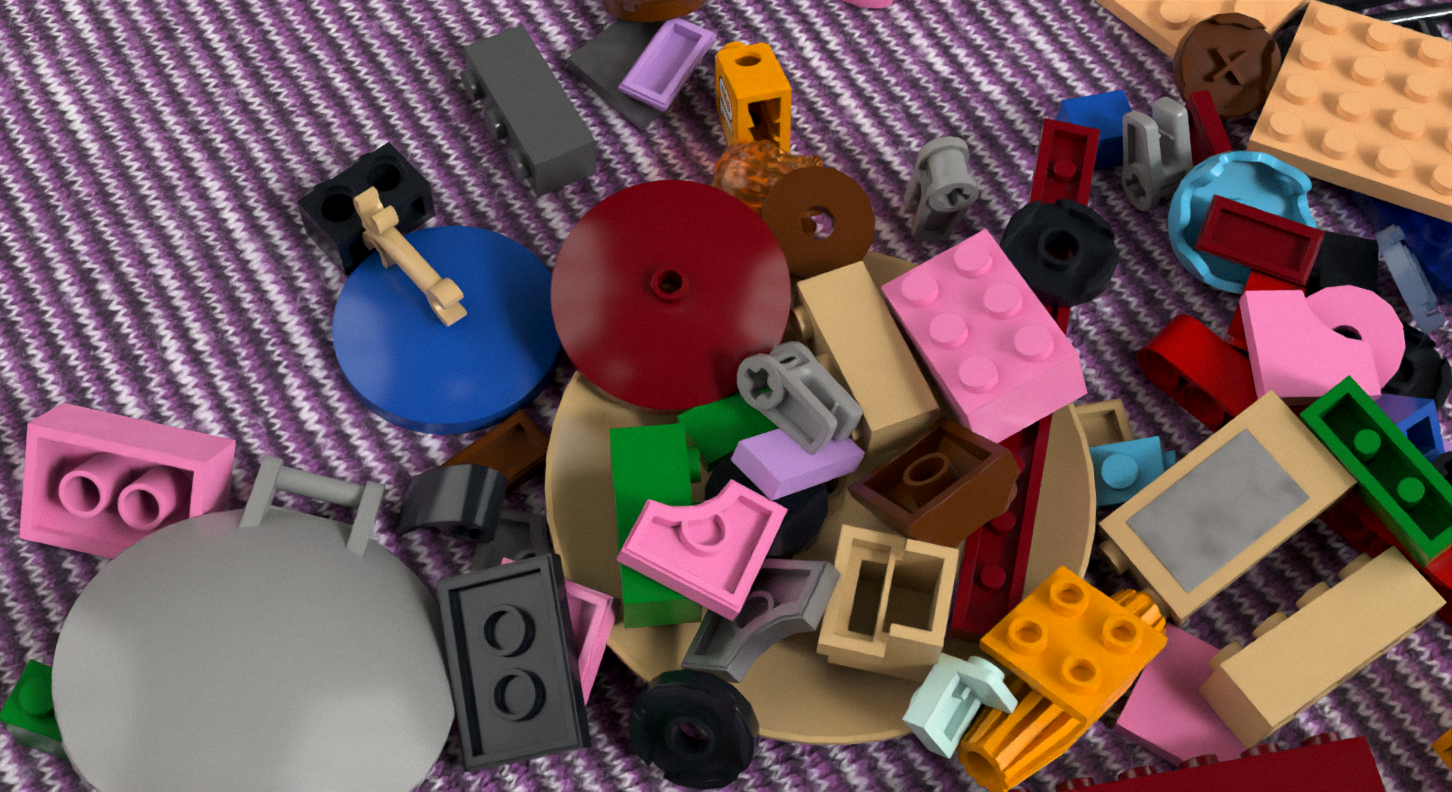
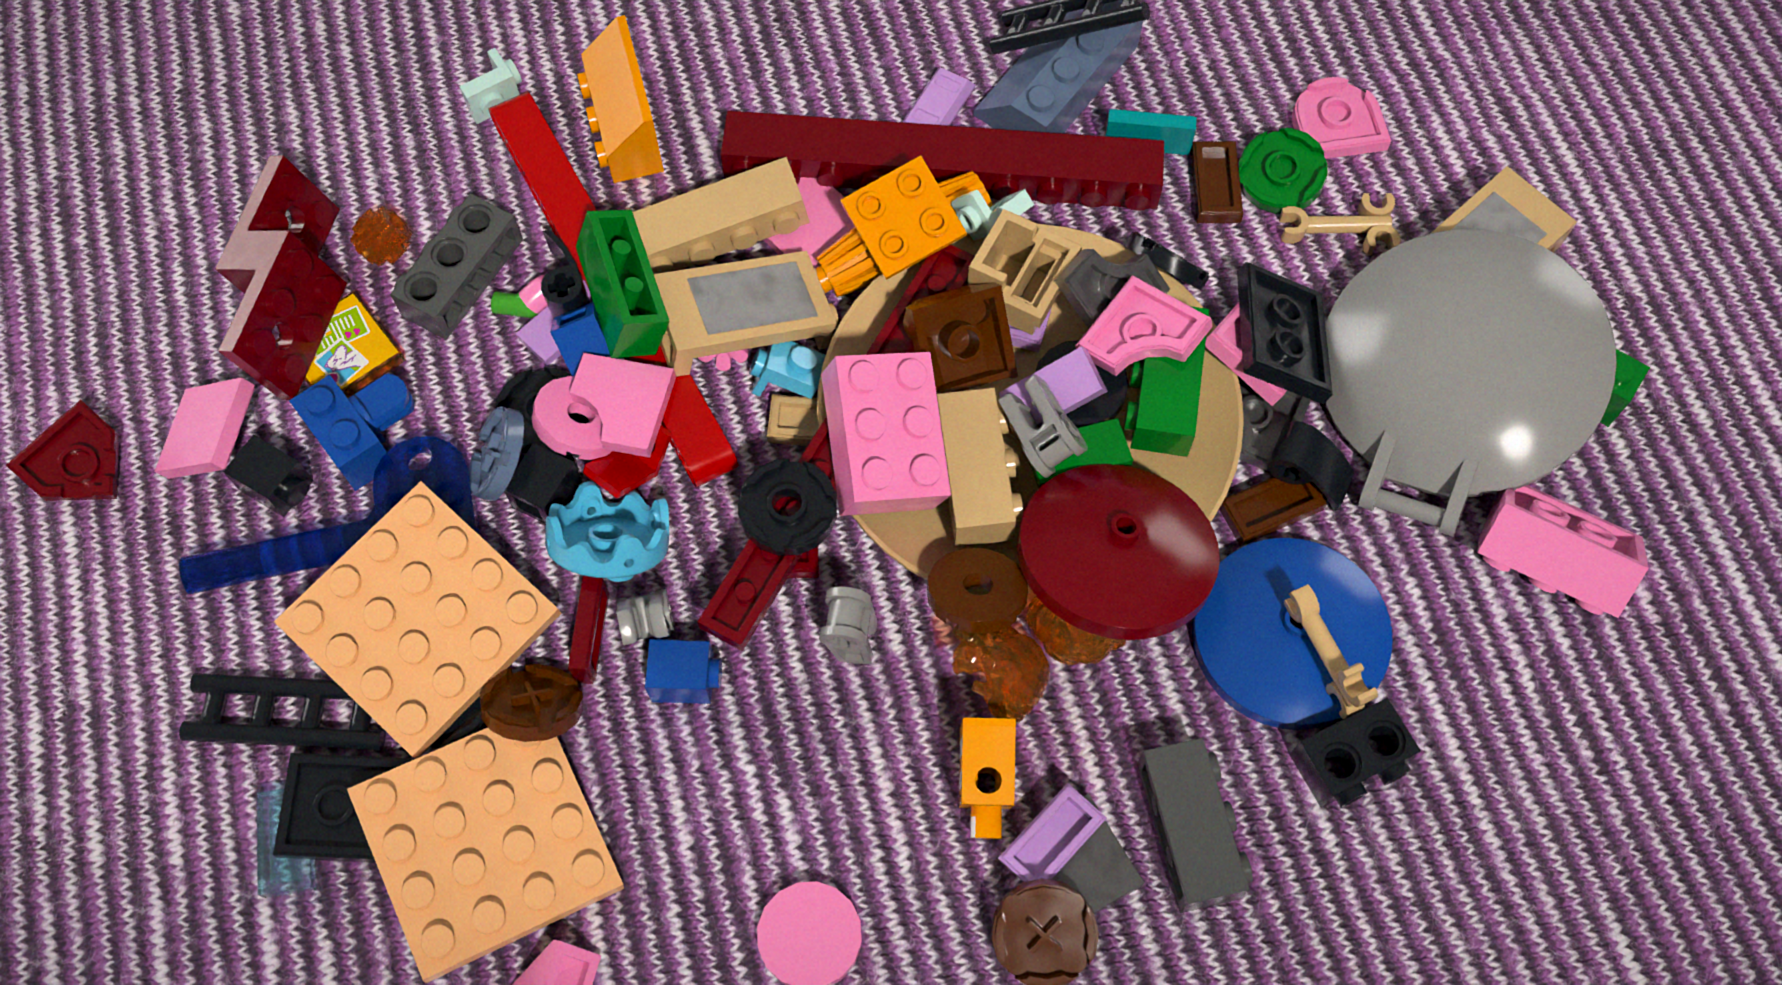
camera: 160 degrees left, 5 degrees up
(1258, 240) = (606, 501): dark red tile -> none

